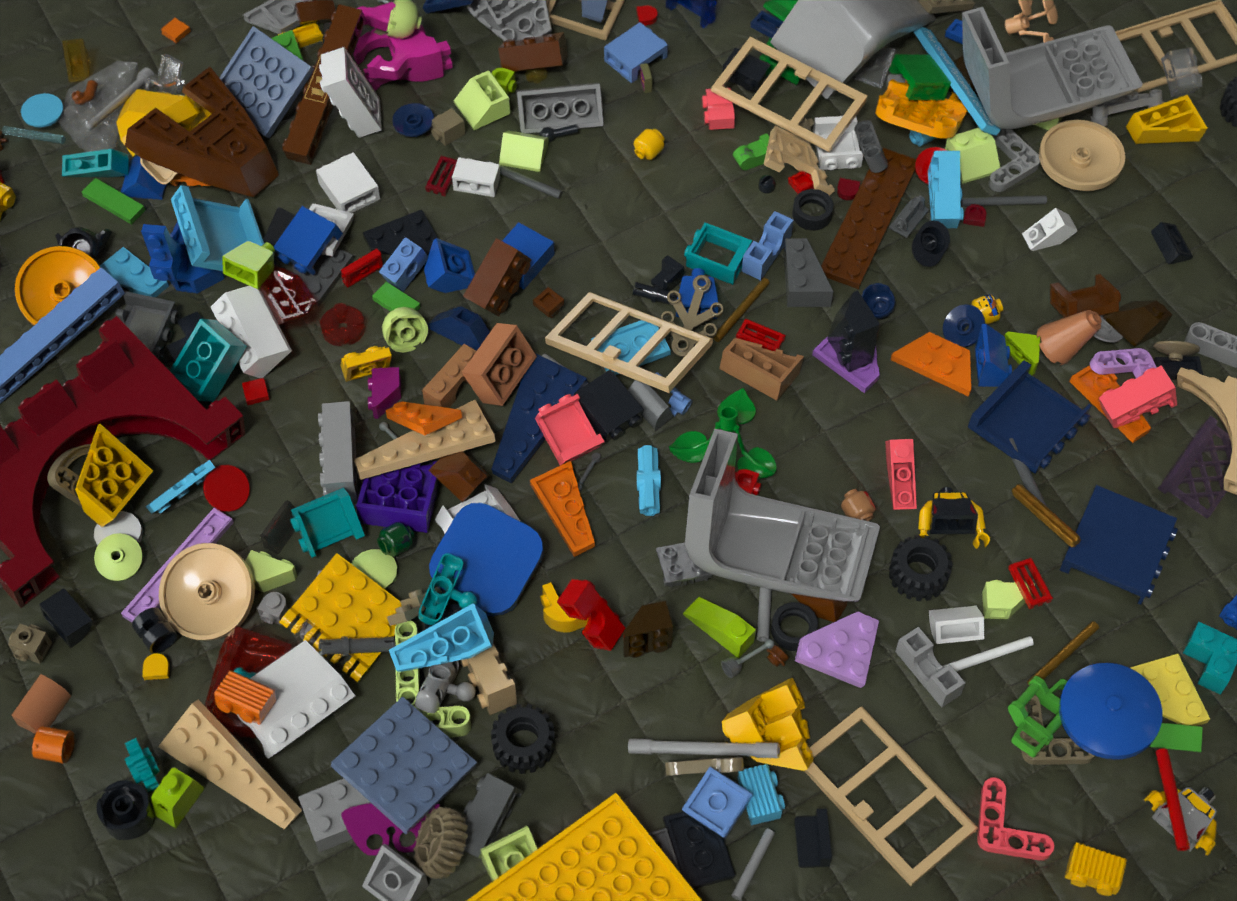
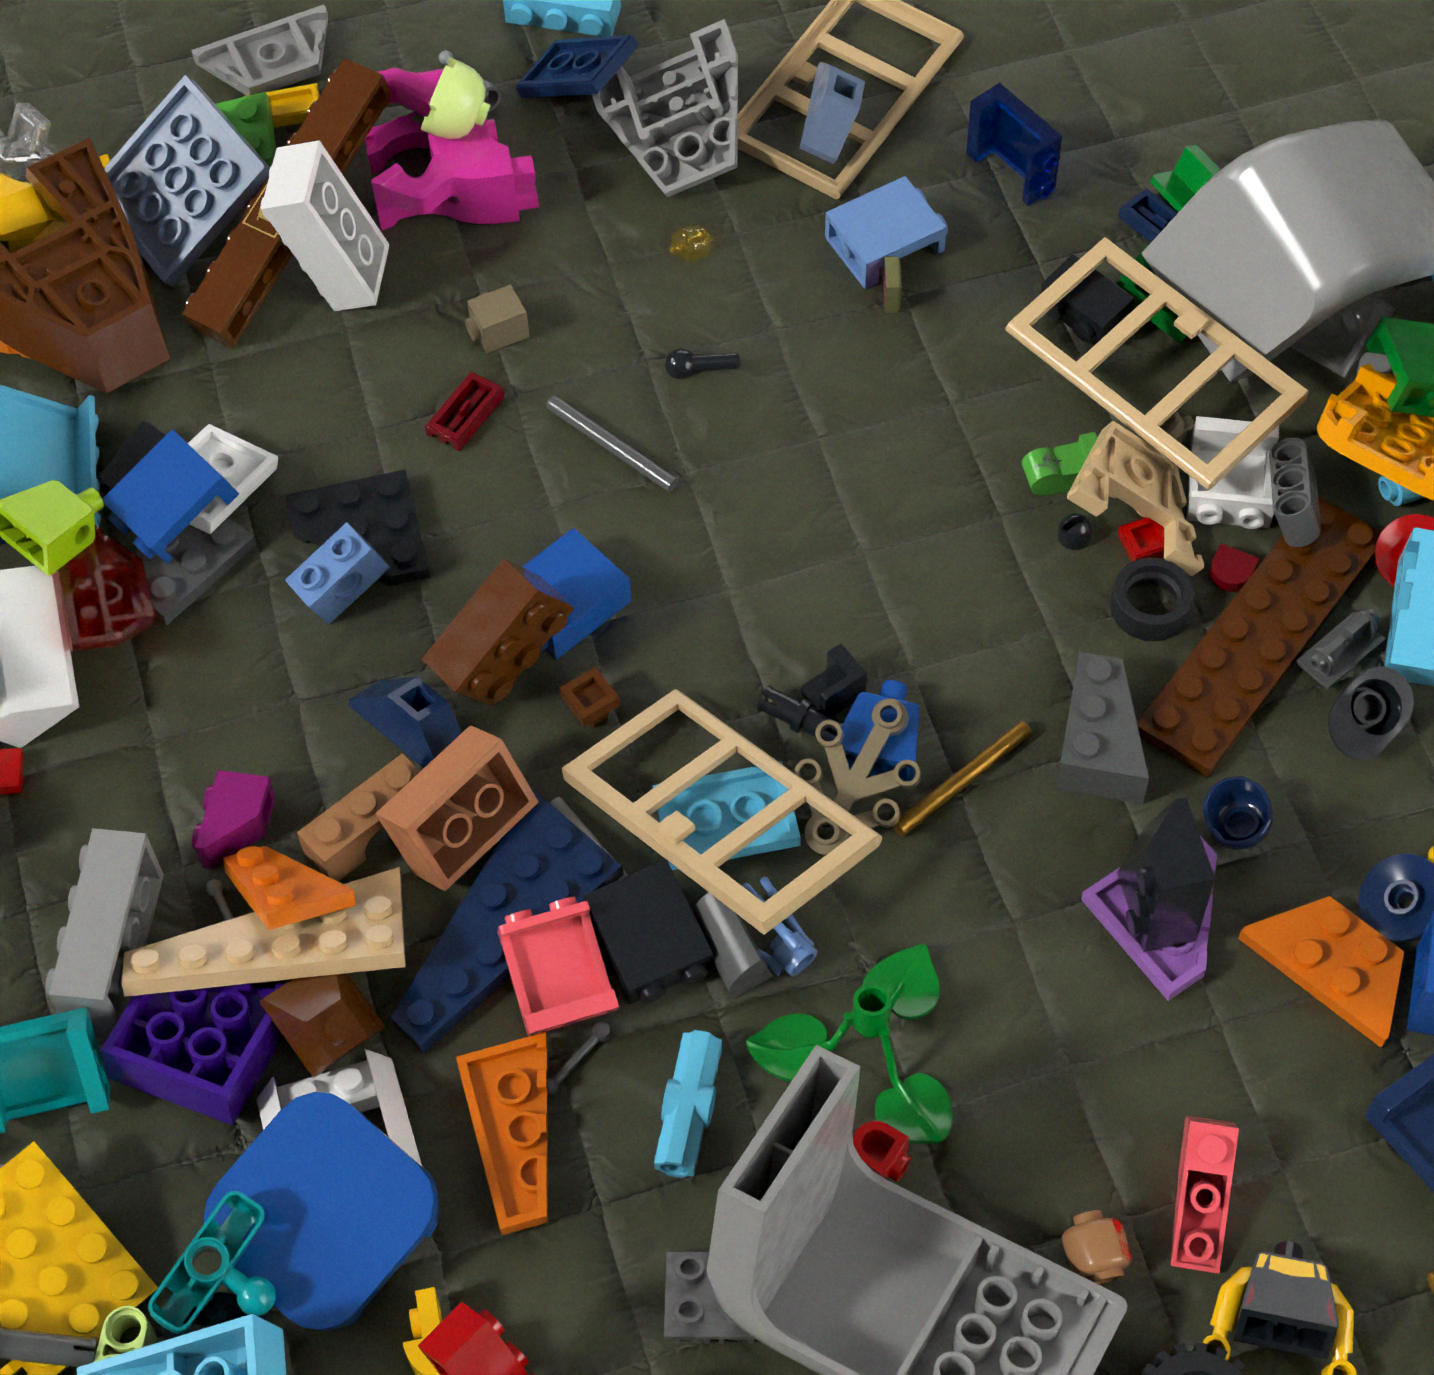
camera: 15 degrees right, 0 degrees up
(175, 30) = (68, 61): orange tile -> none
(315, 11) = (313, 62): reddish brown slope -> none
(342, 314) = (193, 649): clear red plate -> none
(348, 184) = (284, 398): white brick -> none
(359, 365) = (200, 757): yellow plate -> none
(362, 268) = (261, 565): red tile -> none
(377, 566) = (113, 1179): yellowish green dish -> none
(392, 298) = (309, 641): bright green tile -> none
(395, 539) = (164, 1129): dark green head -> none
(404, 329) = (302, 701): yellowish green cylinder -> none
(409, 608) = (133, 1294): dark tan slope -> none
(413, 119) = (436, 294): dark blue dish -> none
(448, 267) = (420, 590): blue slope -> none
(476, 177) = (523, 424): white brick -> none
(482, 100) = (573, 280): yellowish green slope -> none
(506, 79) = (623, 248): lime plate -> none
(523, 150) = (625, 386): yellowish green slope -> none
(533, 52) = (692, 202): reddish brown wedge -> none
(559, 107) = (714, 315): light grey slope -> none
(646, 15) = (926, 164): red tile -> none
(649, 144) = (864, 414): yellow head -> none
(719, 111) = (1015, 372): coral brick -> none
(721, 238) = (934, 611): teal window -> none
(759, 337) = (979, 855): red tile -> none
(761, 368) = (969, 911): medium nougat wedge -> none
(762, 254) = (1028, 676): medium blue arch -> none

